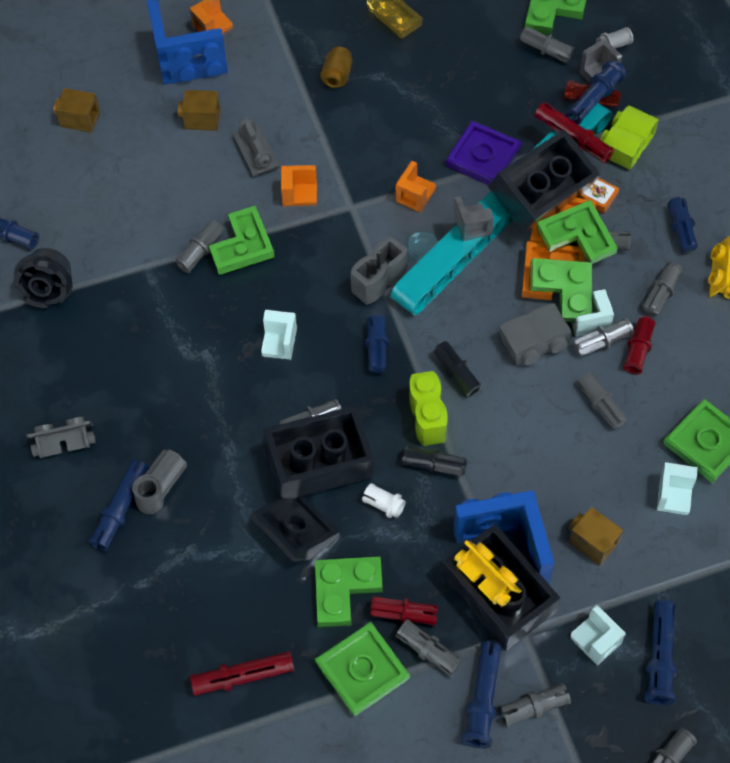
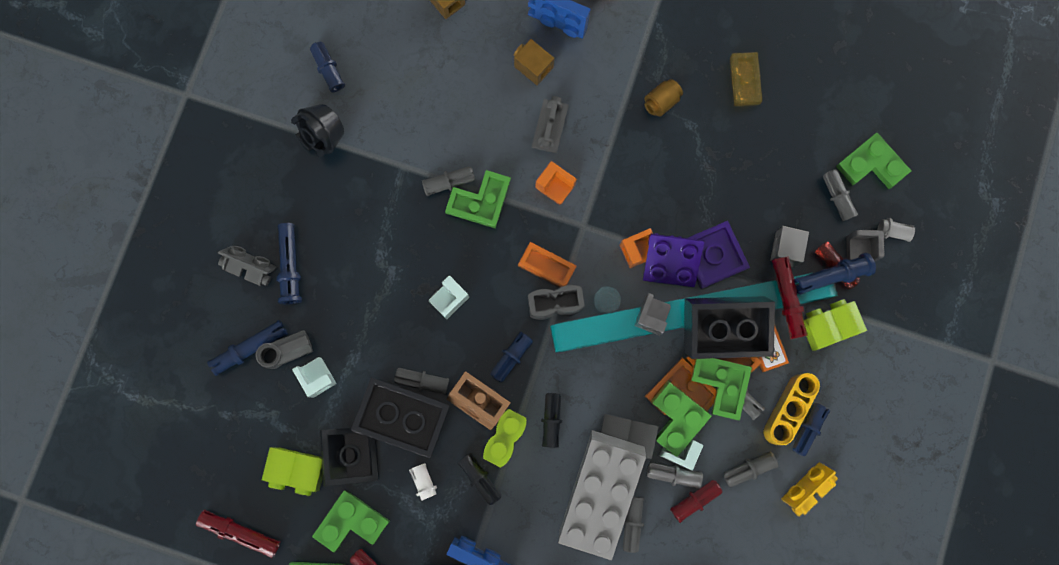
camera: 30 degrees right, 20 degrees up
(111, 418) = (292, 277): none -> dark blue pin
(207, 486) = (314, 377): none -> light aqua panel
(252, 575) = (294, 470): none -> lime brick
(343, 254) = (547, 265): none -> orange tile
(379, 391) = (478, 400): none -> medium nougat brick
(452, 173) = (673, 260): none -> dark purple hinge
(533, 96) = (790, 243): none -> light grey brick
(554, 385) = (602, 495): none -> light grey brick
(650, 204) = (801, 400): none -> yellow beam

